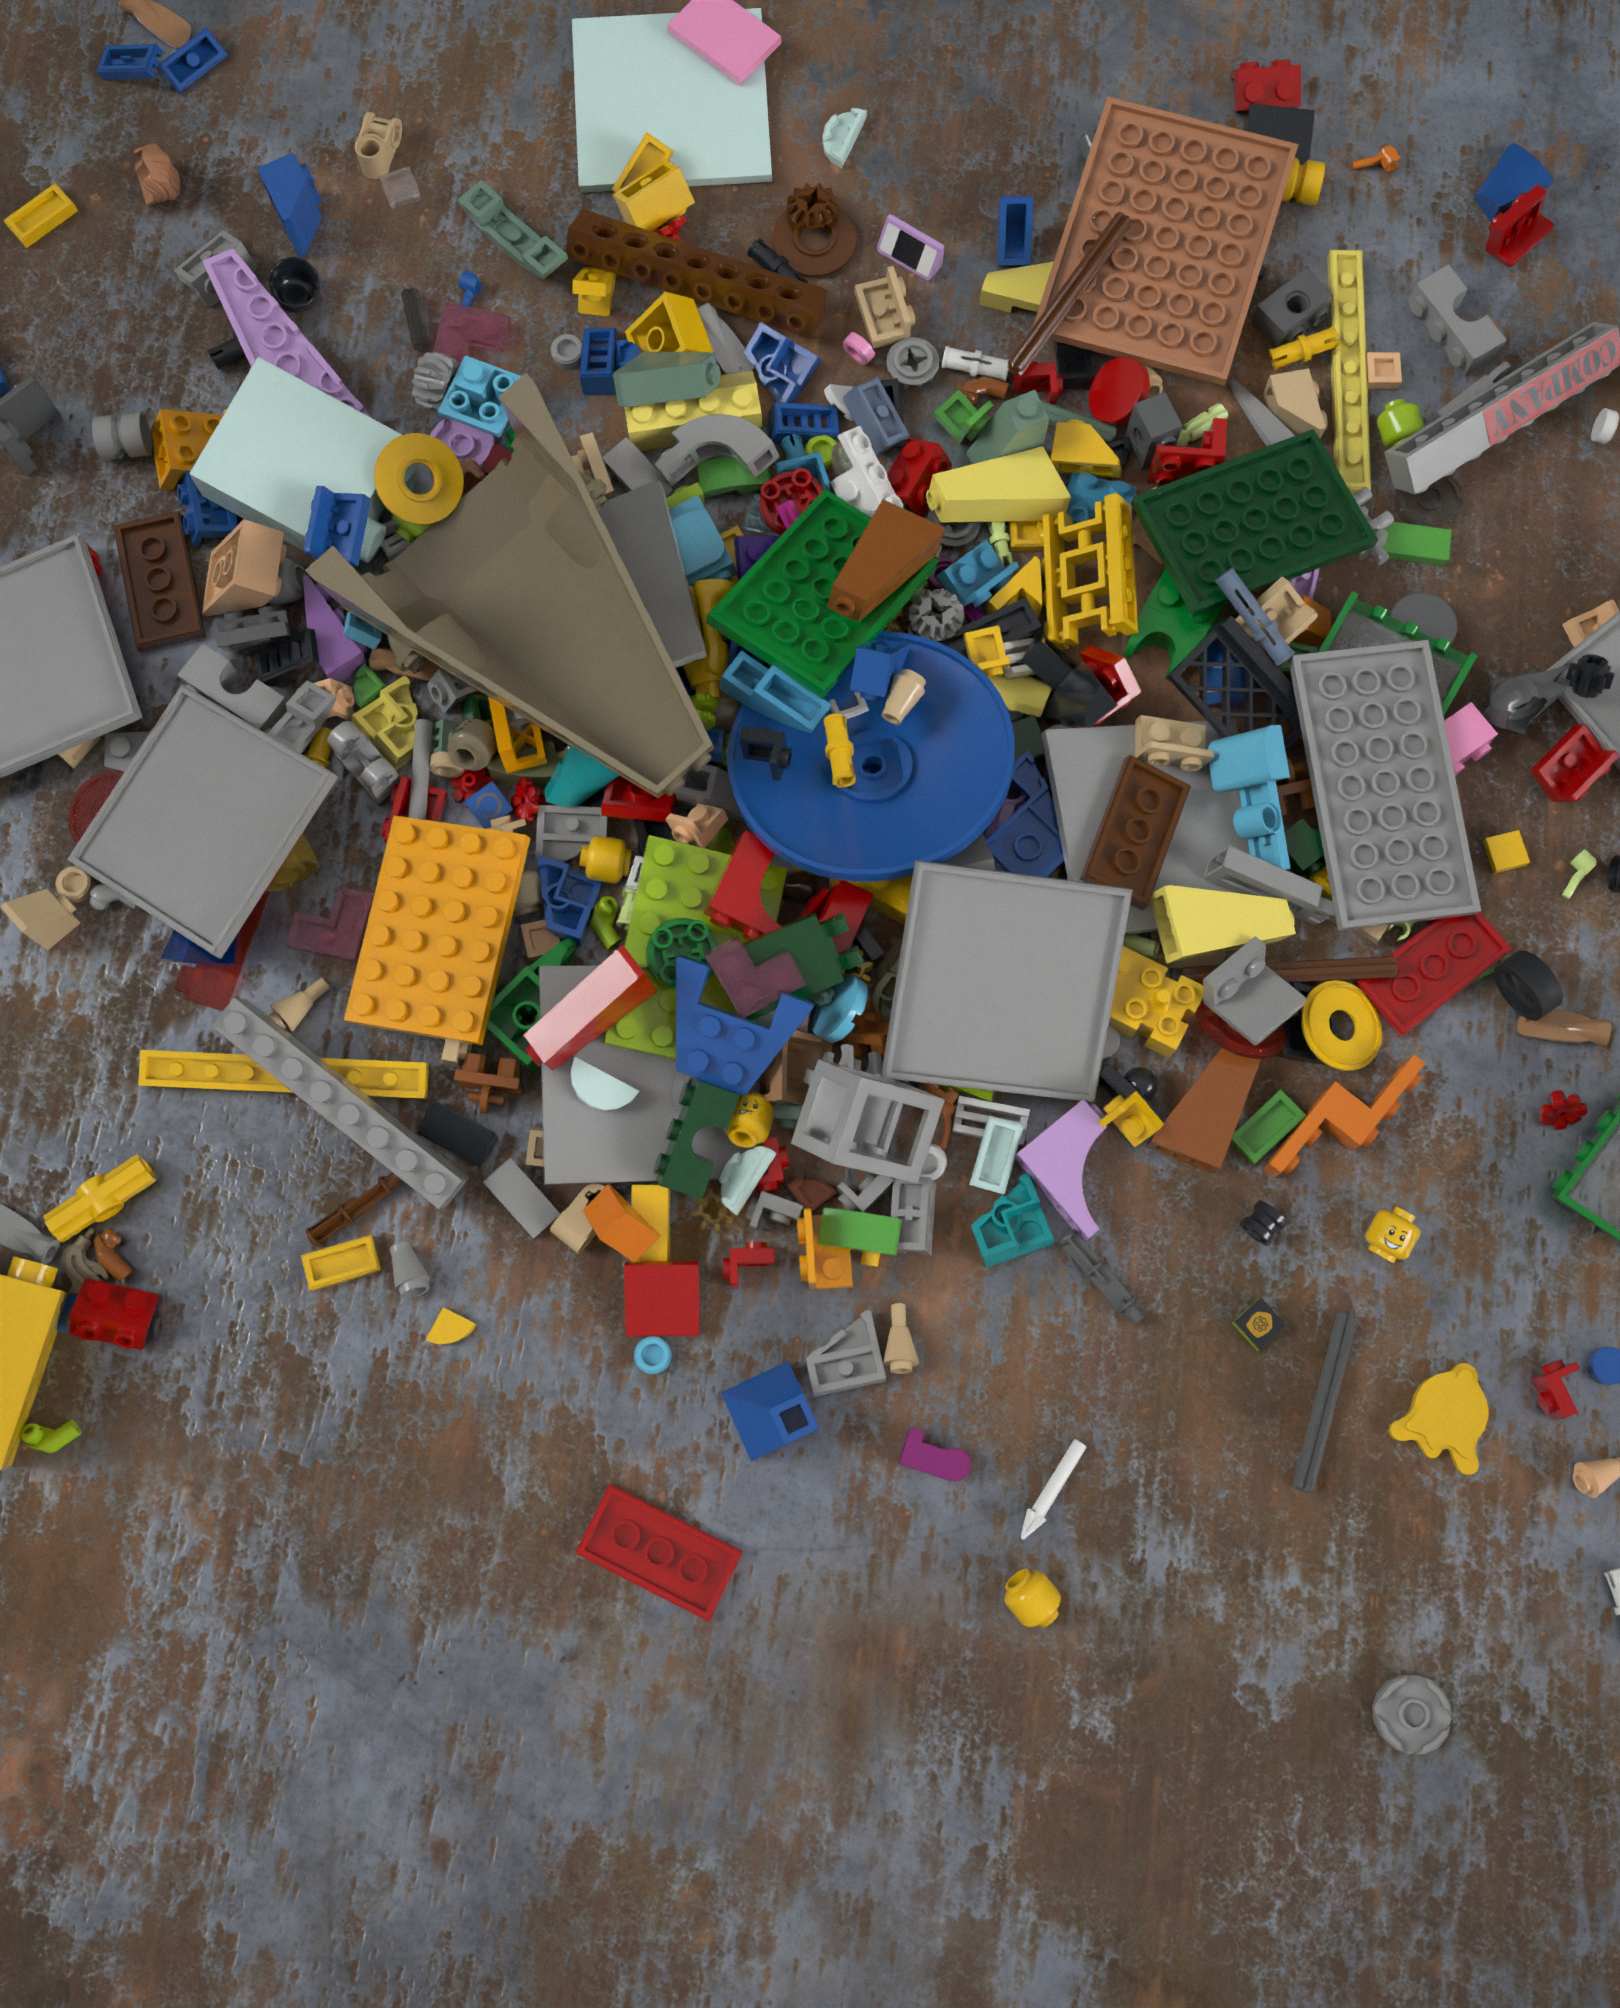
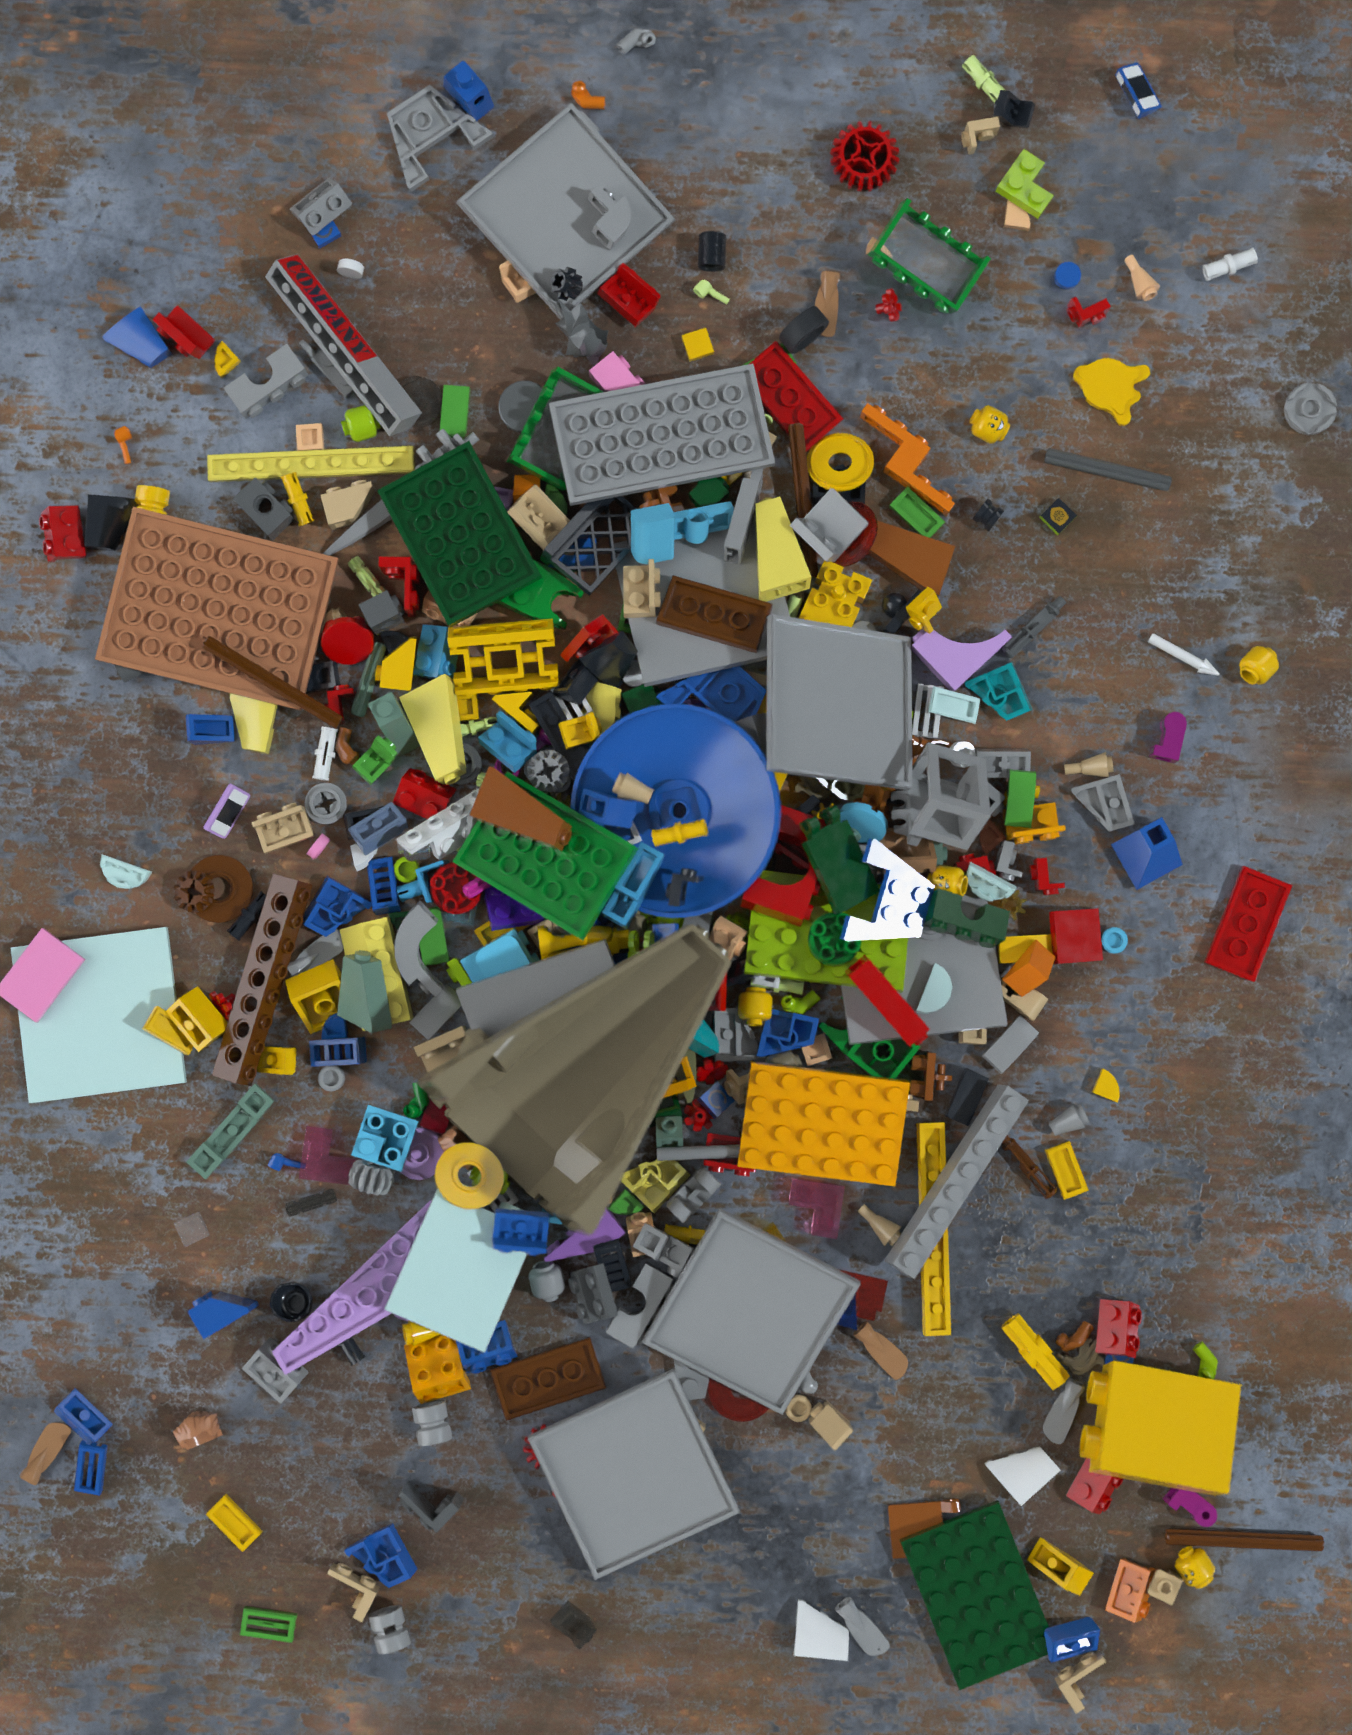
camera: 90 degrees left, 10 degrees up
(132, 997) = (882, 1350): none -> medium nougat piece
(244, 569) = (546, 1308): light nougat slope -> none
(377, 144) = (150, 1251): tan piece -> none
(444, 766) = (688, 1133): tan tile -> none
(472, 744) = (677, 1112): dark tan head -> none
(753, 986) = (857, 884): clear pink plate -> none
(1280, 649) = (551, 524): sand blue pin -> none
(1483, 279) = (225, 360): none -> yellow tile

